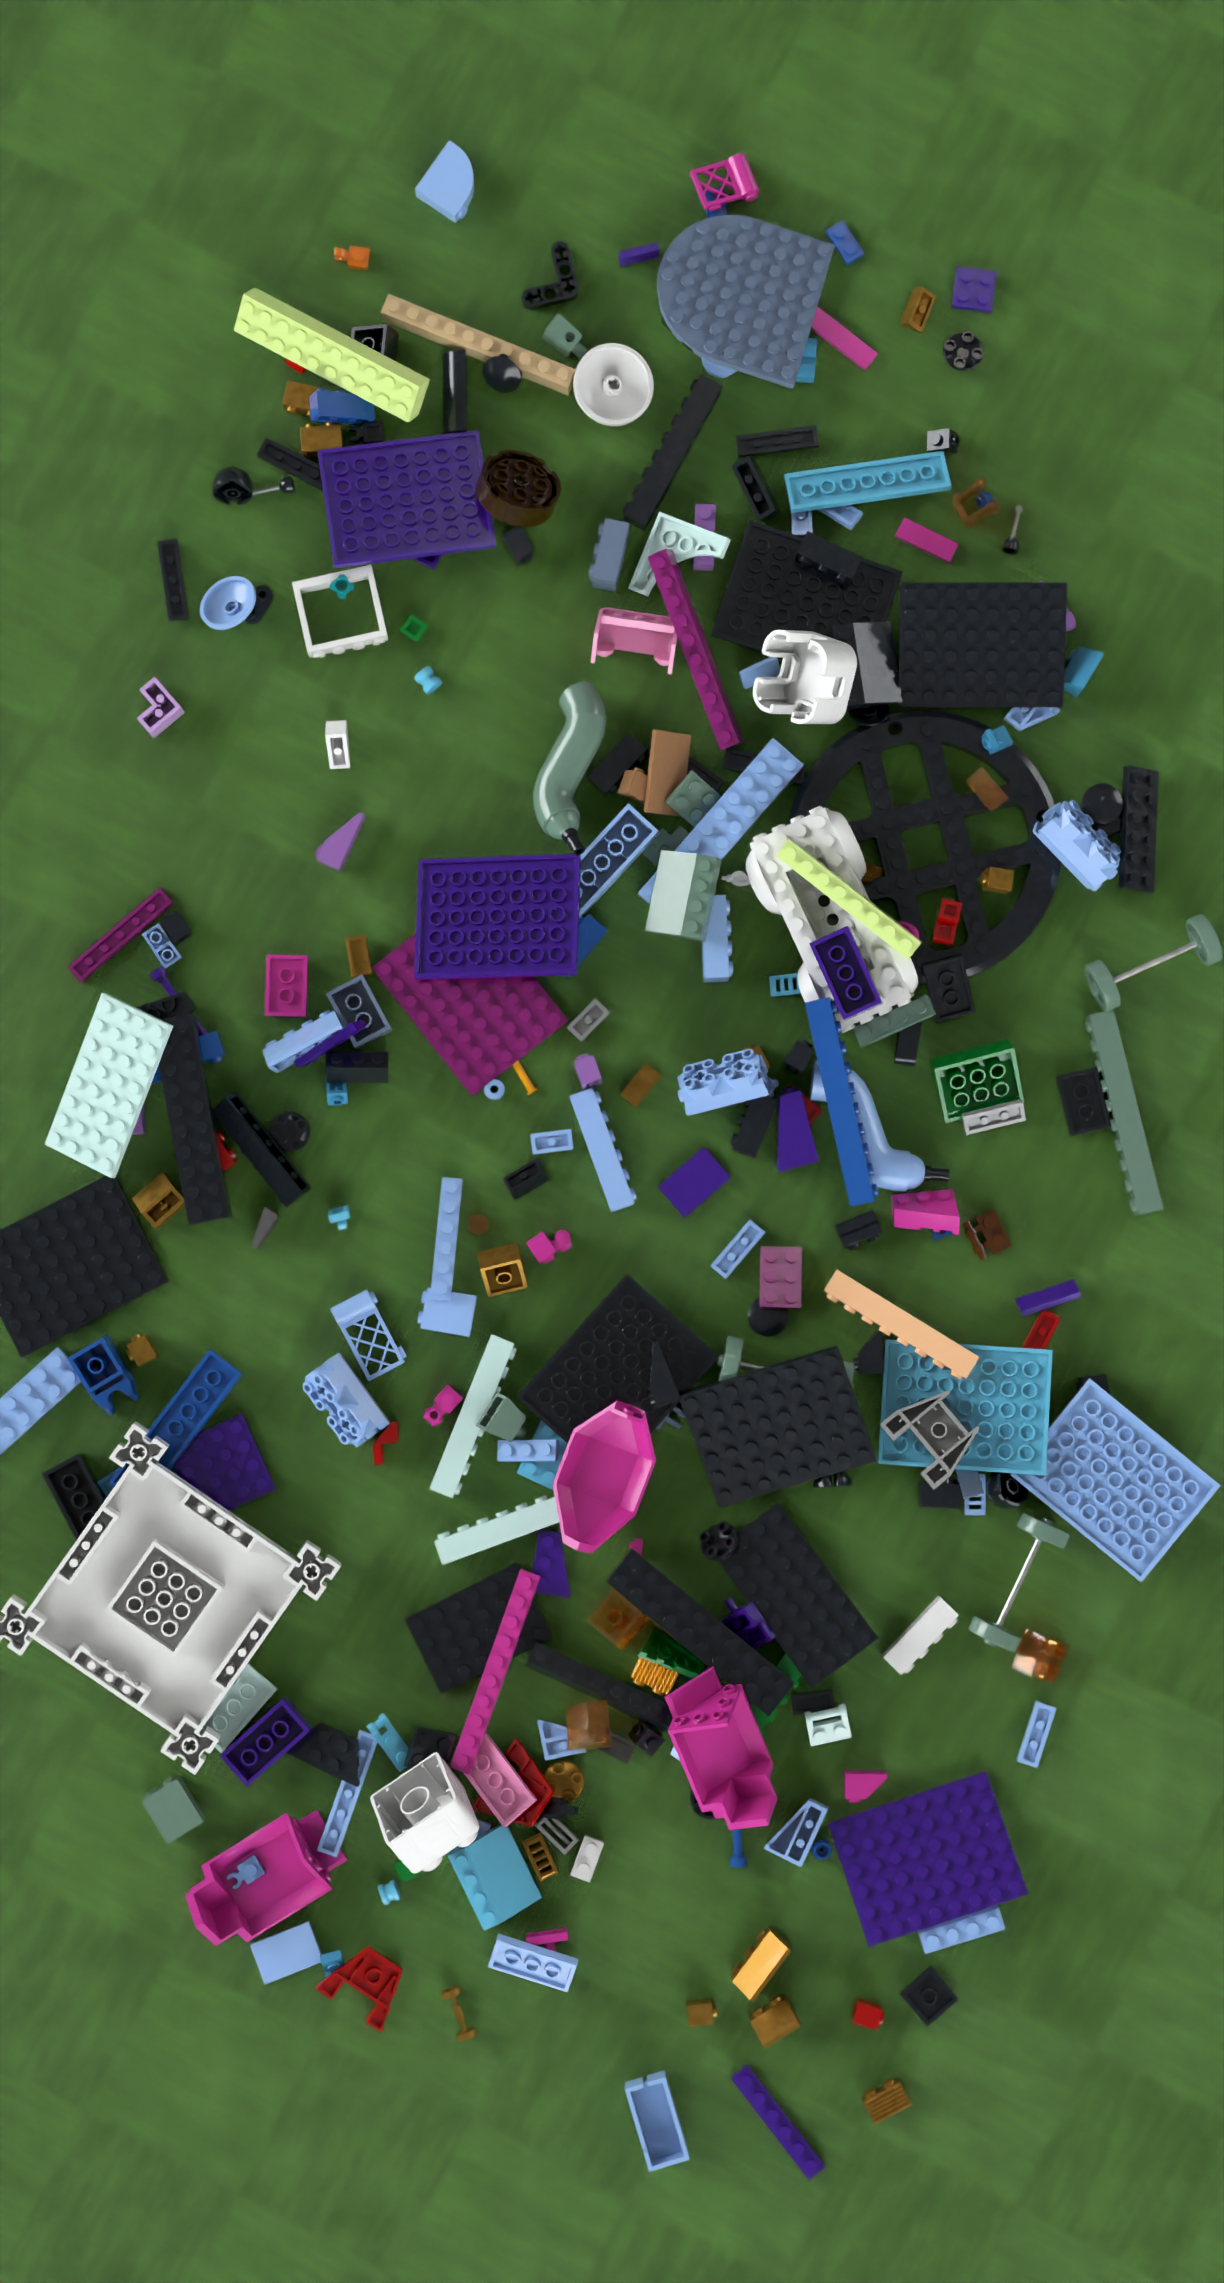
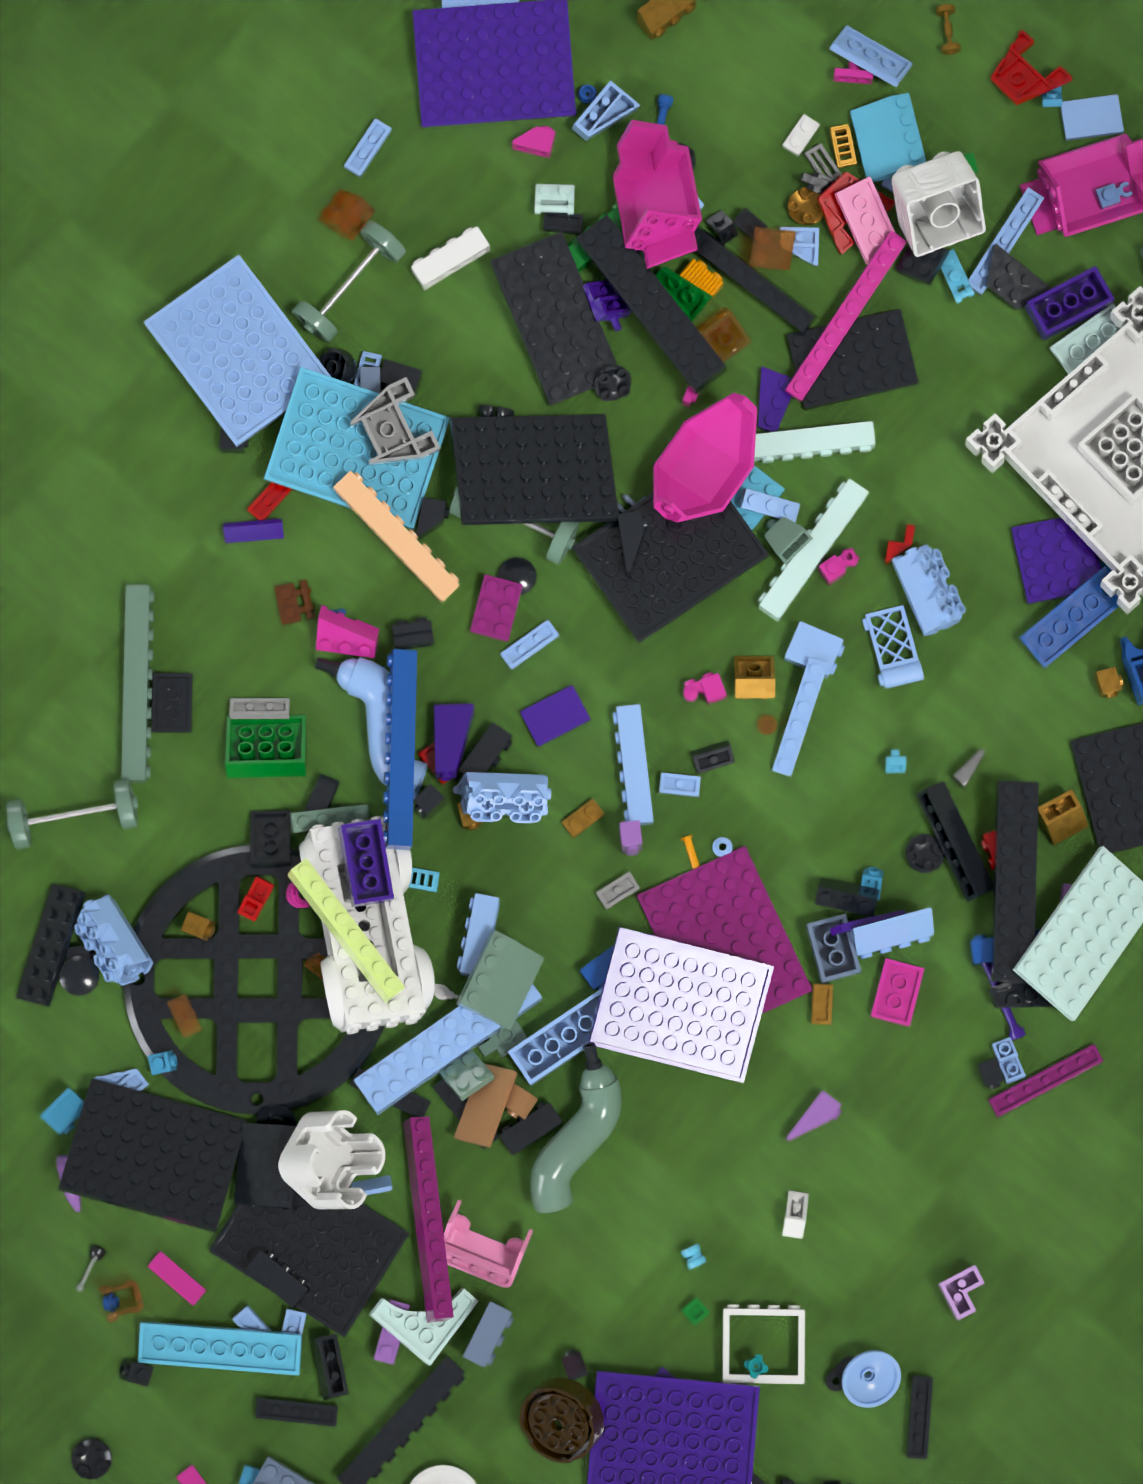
camera: 165 degrees left, 5 degrees down
(389, 1892) = (986, 147): medium azure wheel -> none

